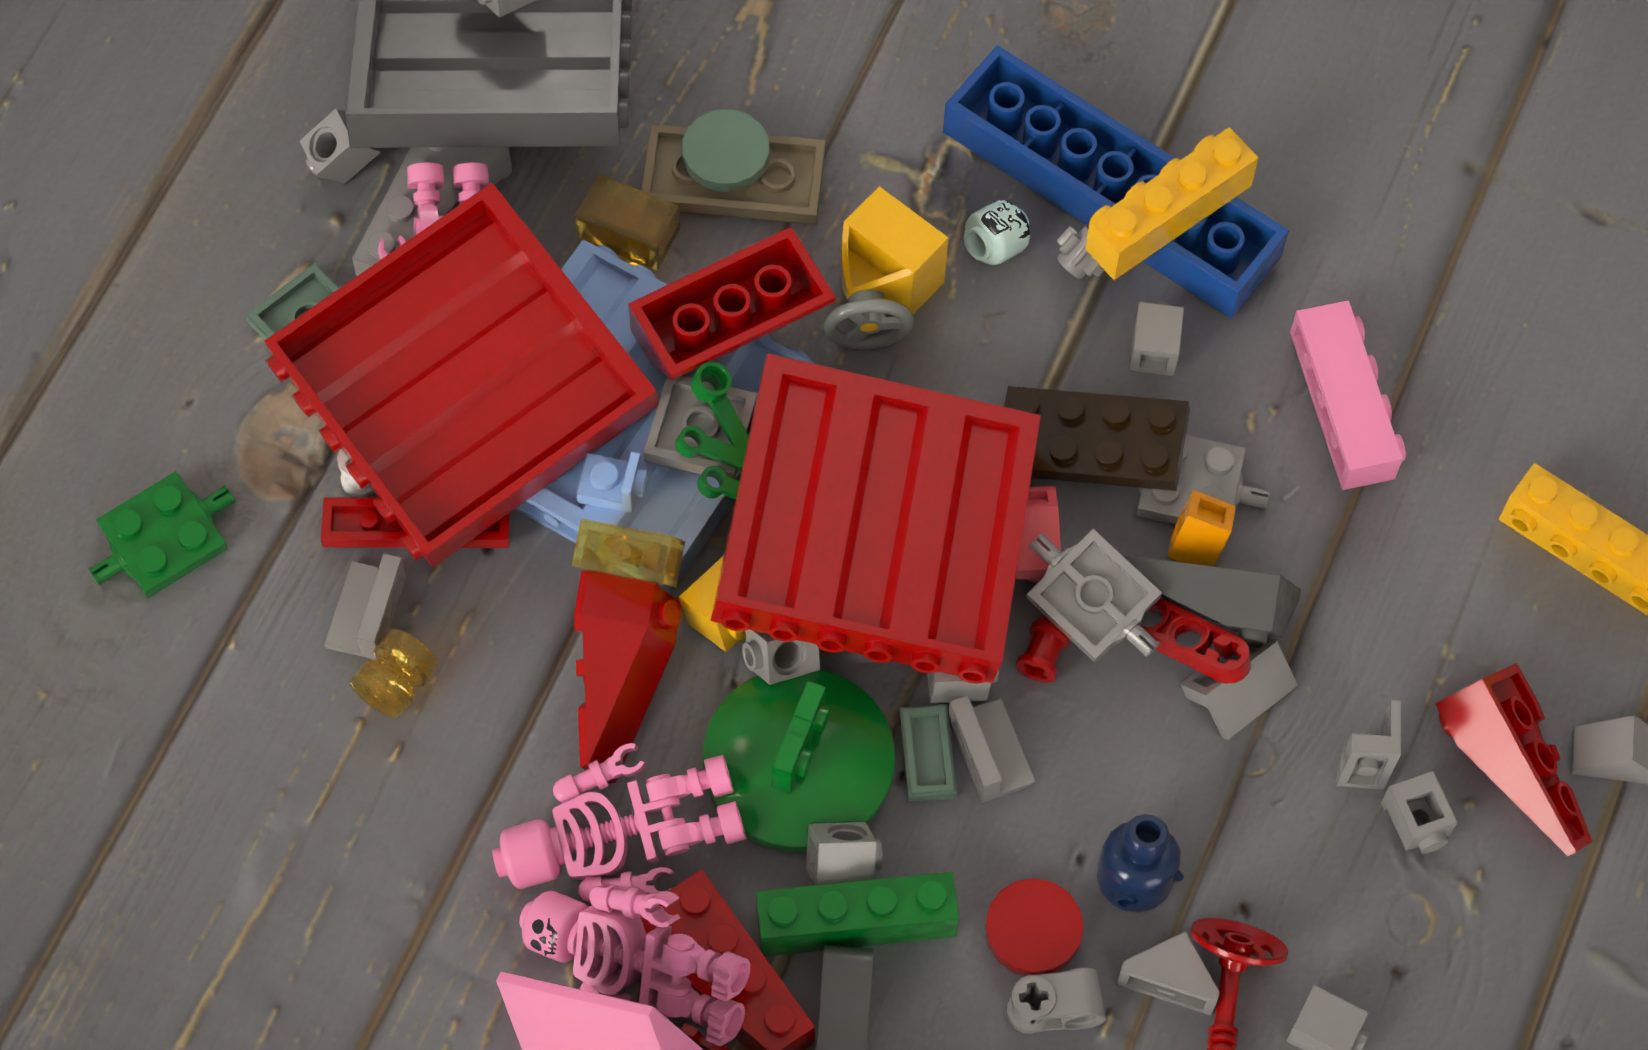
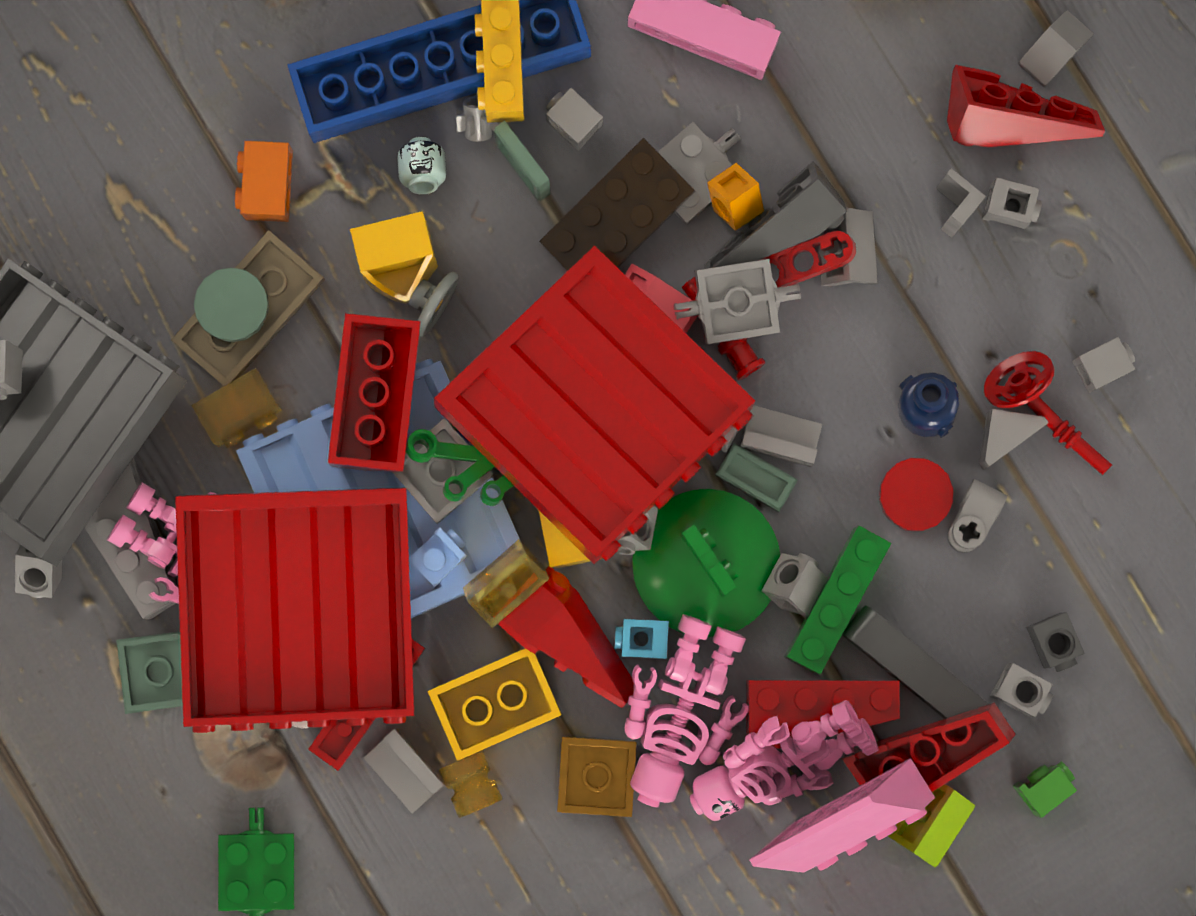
camera: 55 degrees left, 20 degrees up
(488, 794) = (596, 776): none -> pearl gold plate
(498, 639) = (494, 703): none -> yellow brick
(665, 728) = (657, 638): none -> medium azure brick
(871, 110) = (264, 181): none -> orange brick
(1073, 310) = (522, 161): none -> sand green tile

